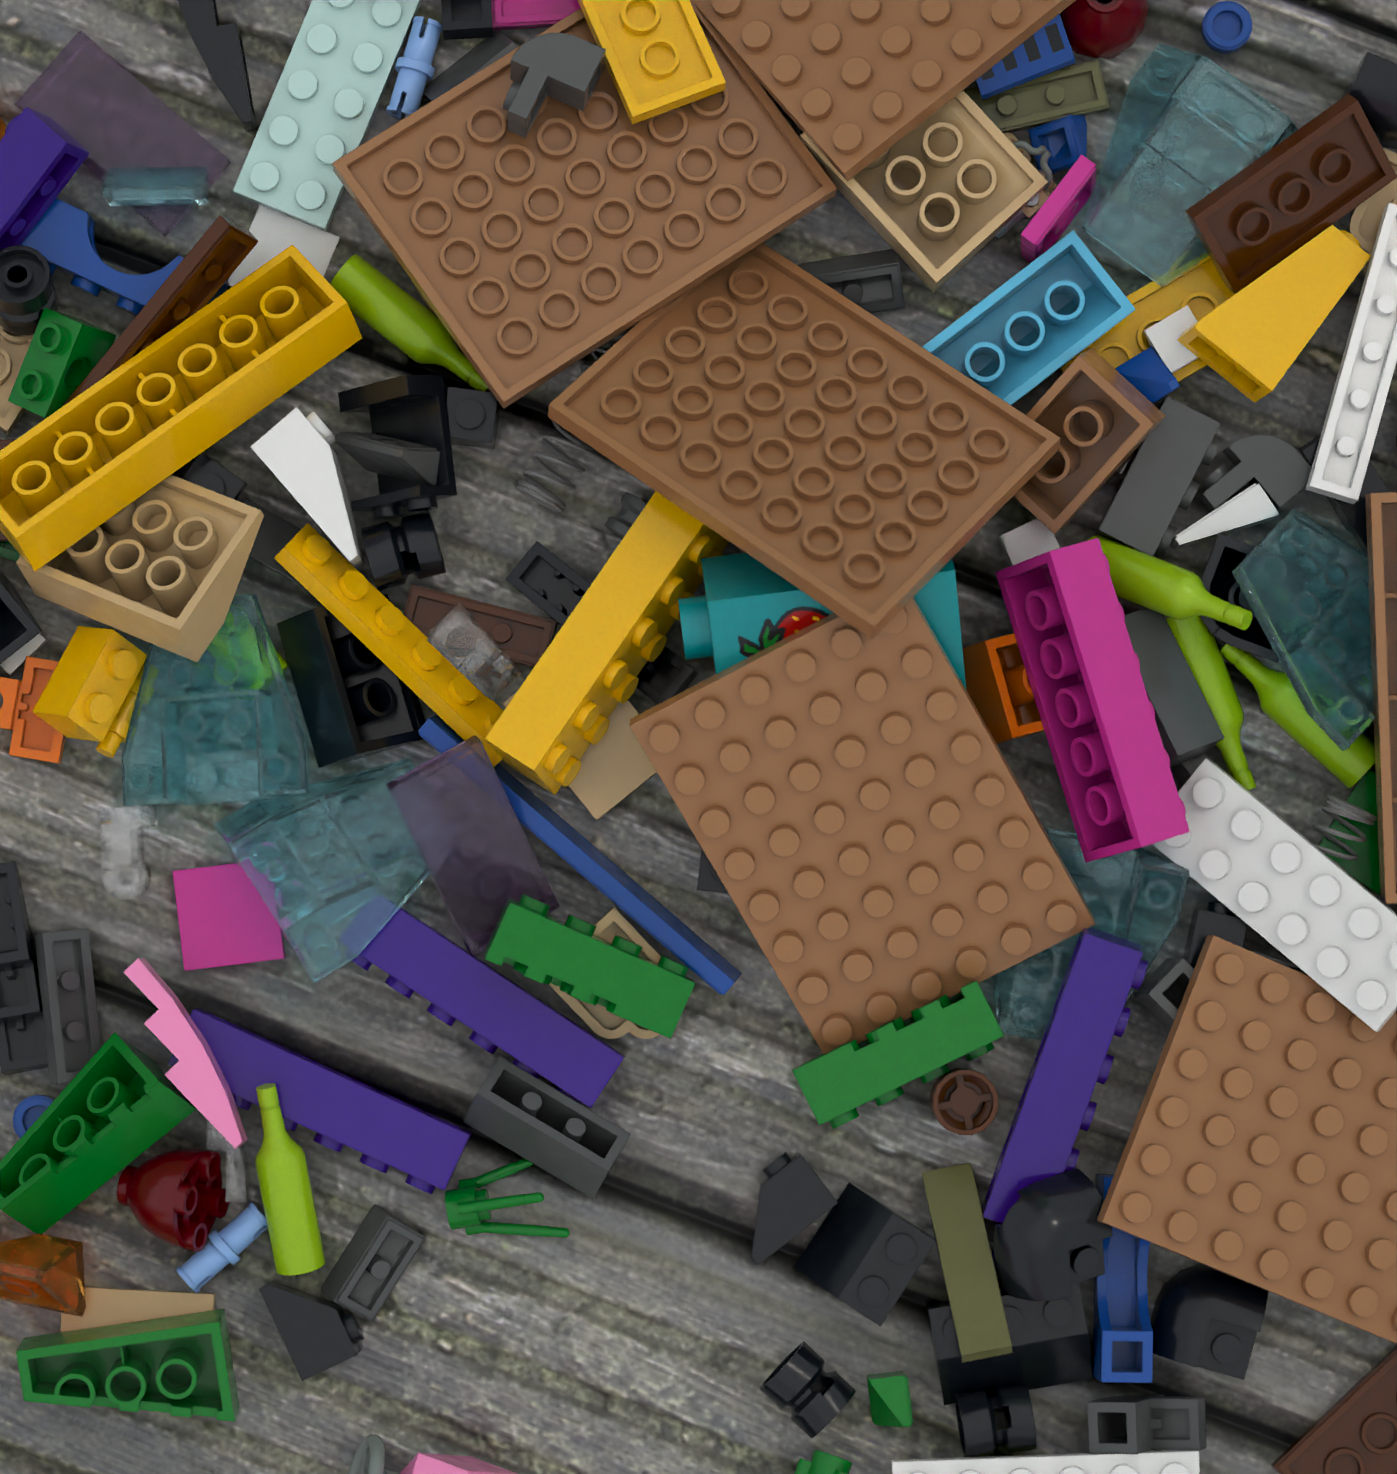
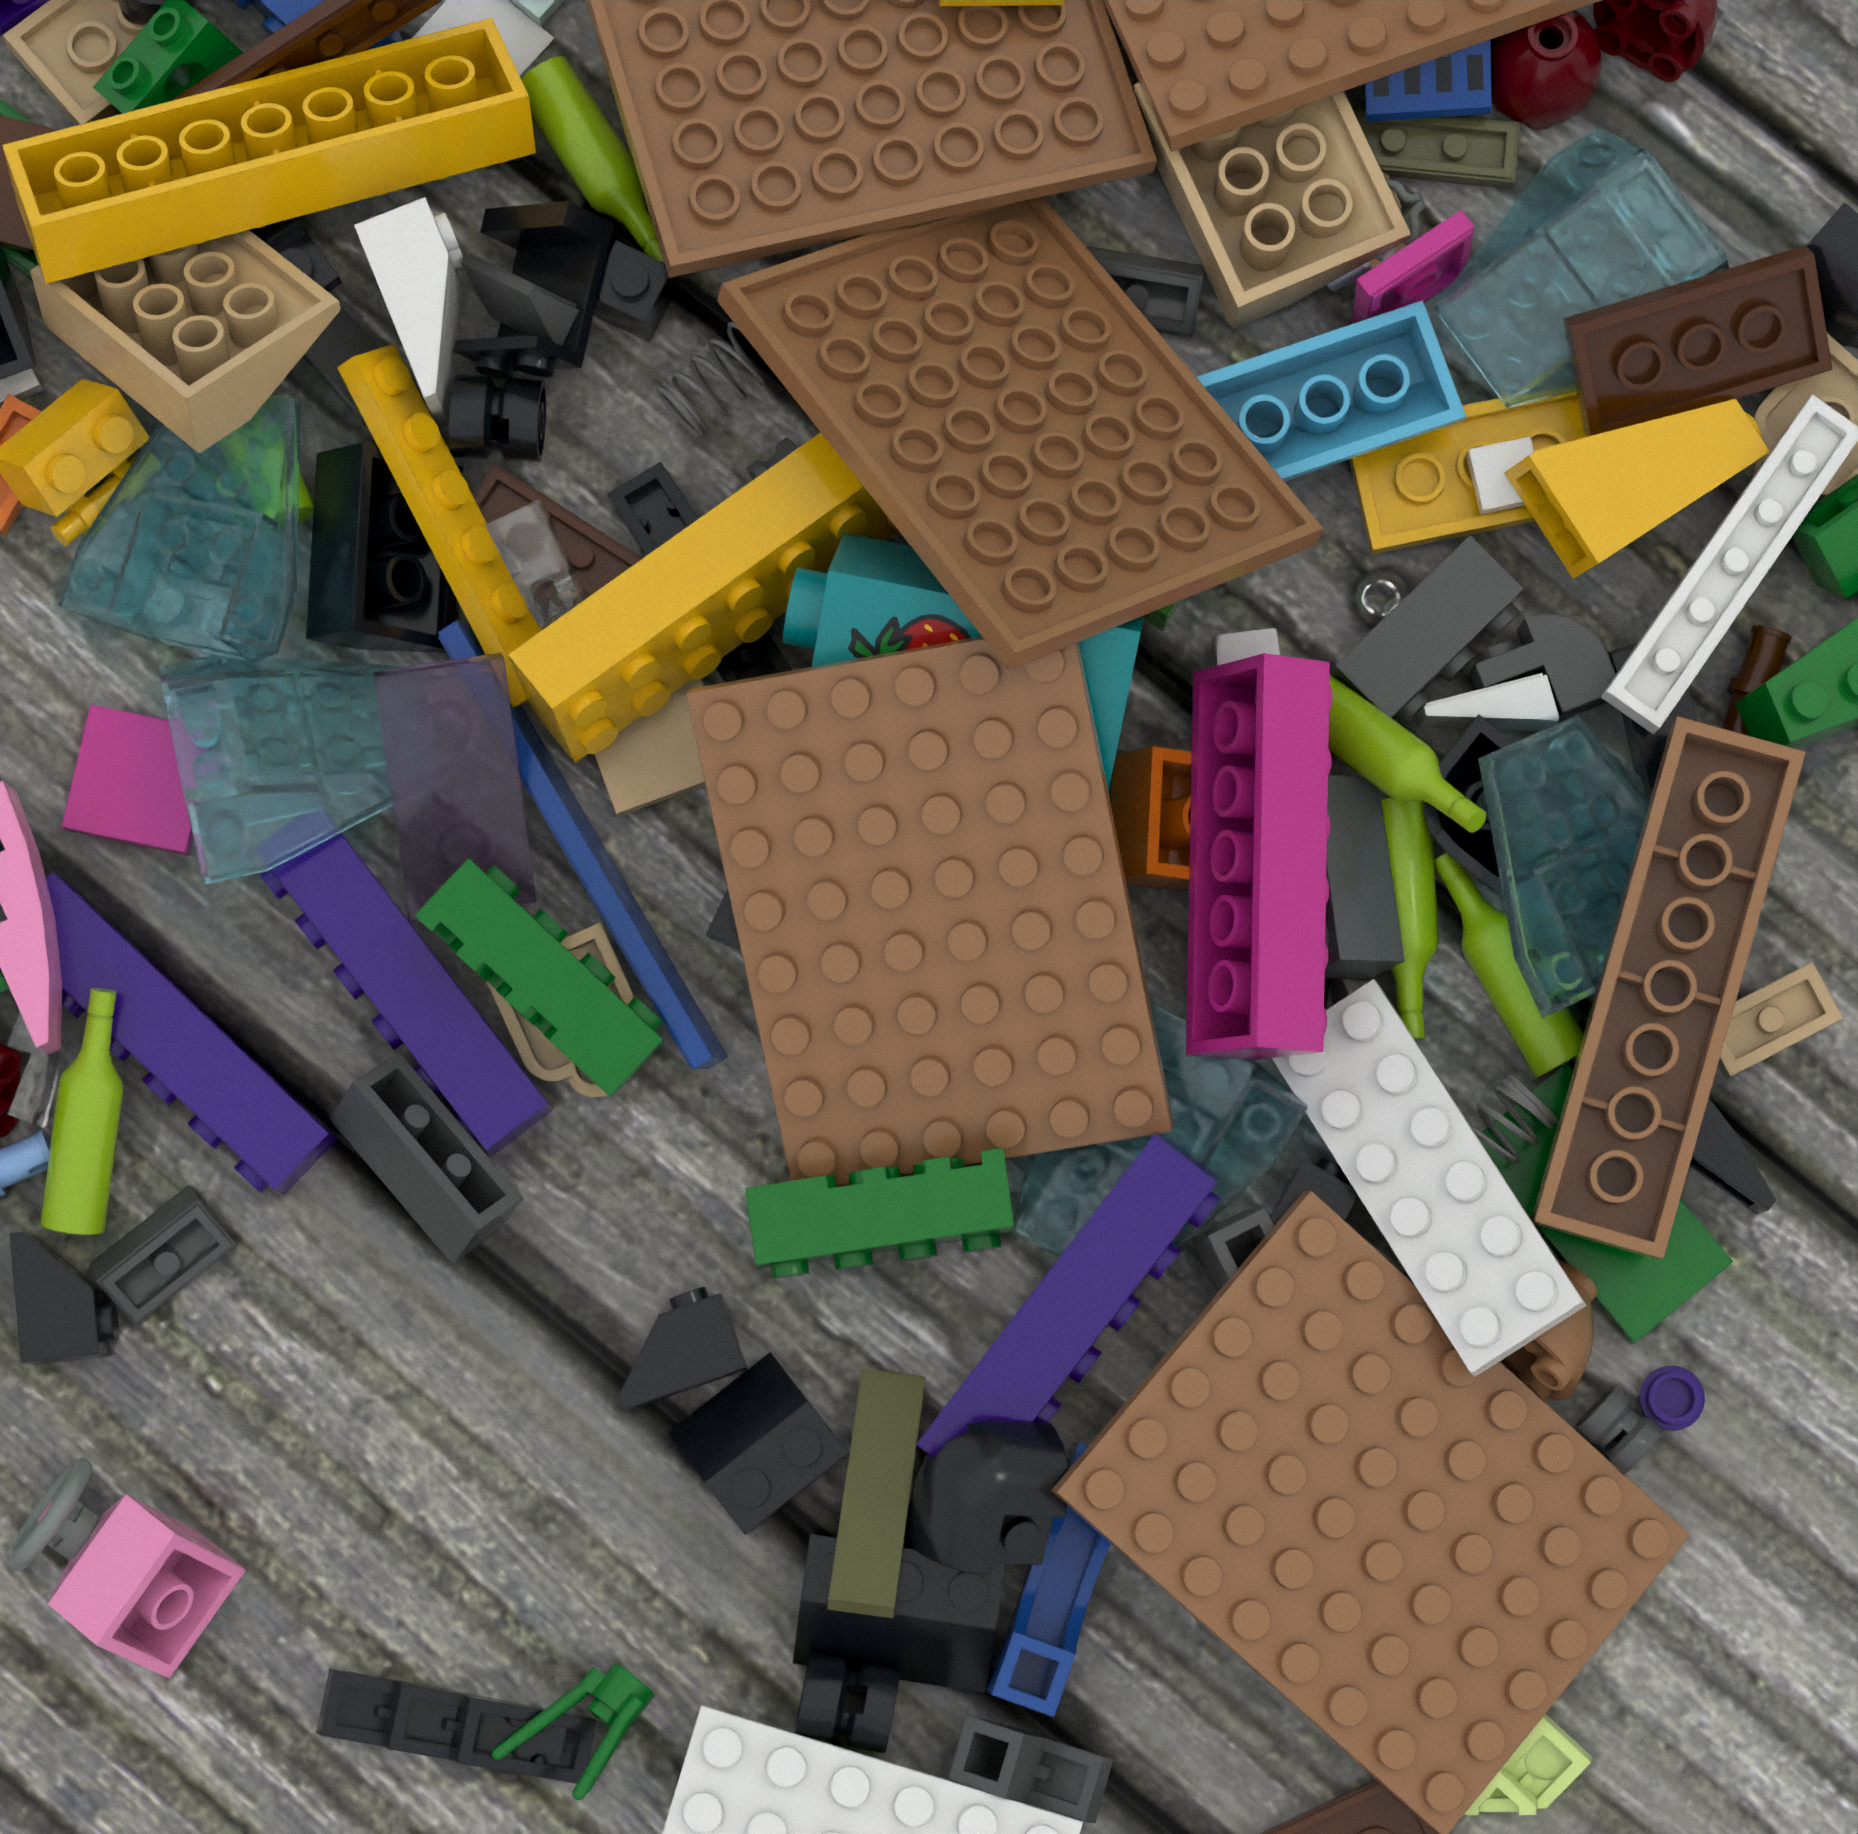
camera: 15 degrees right, 5 degrees down
(122, 849) = (41, 659): clear leg -> none
(469, 1206) = (302, 1223): green plant -> none
(807, 1389) = (631, 1584): black wheel -> none
(890, 1399) = (728, 1632): green slope -> none
(964, 1101) = (941, 1296): reddish brown wheel -> none
(1063, 139) = (1443, 198): blue slope -> none
(1099, 428) = (1372, 547): medium nougat brick -> none
(1149, 375) = (1448, 510): blue slope -> none
(1208, 1320) = (1150, 1667): black brick -> none
(1226, 27) = (1684, 136): blue tile -> none

